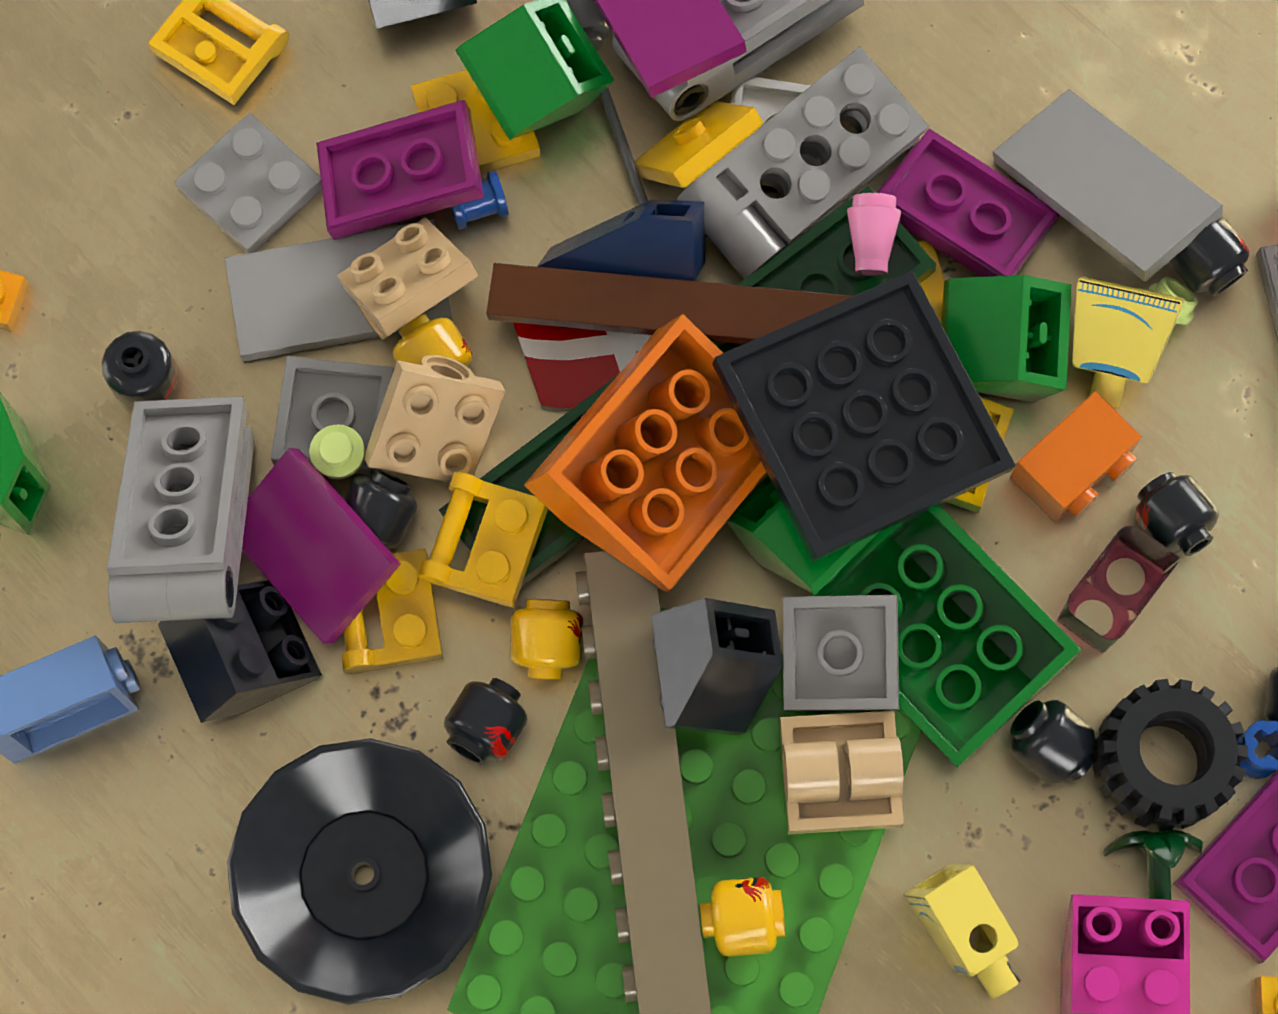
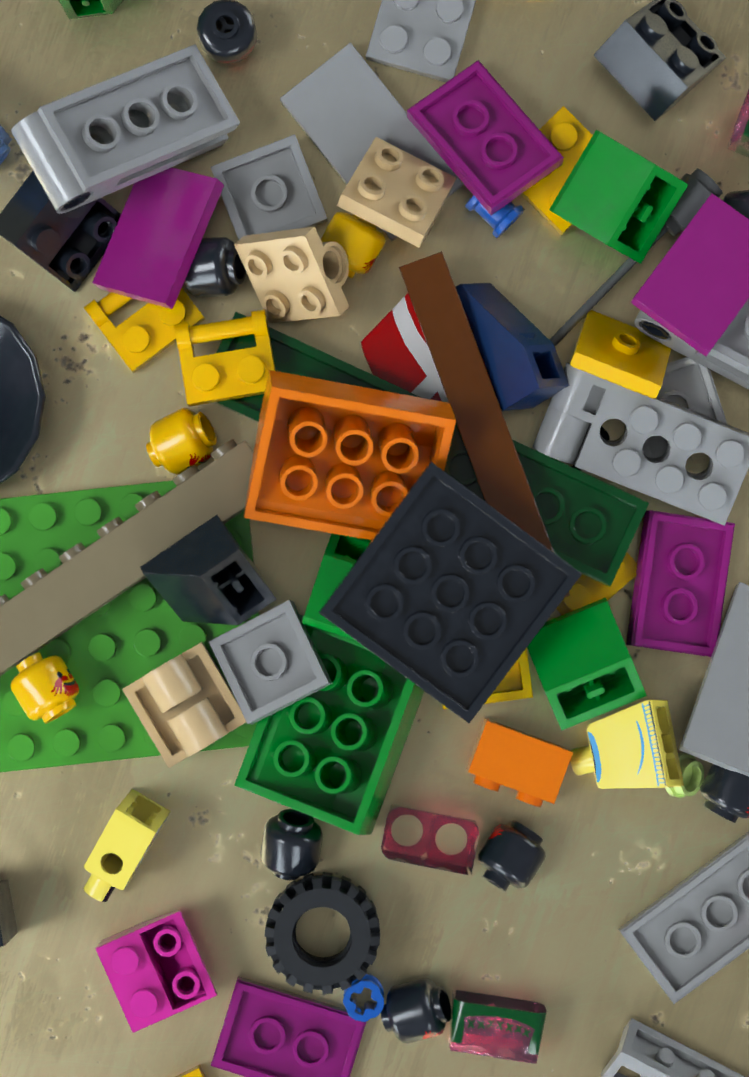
camera: 60 degrees right, 15 degrees up
(337, 451) = (236, 214): yellowish green plate -> none
(485, 721) = (96, 430): black head -> none
(873, 228) = (606, 527): bright pink cone -> none
(1162, 852) = (248, 960): dark green plant -> none

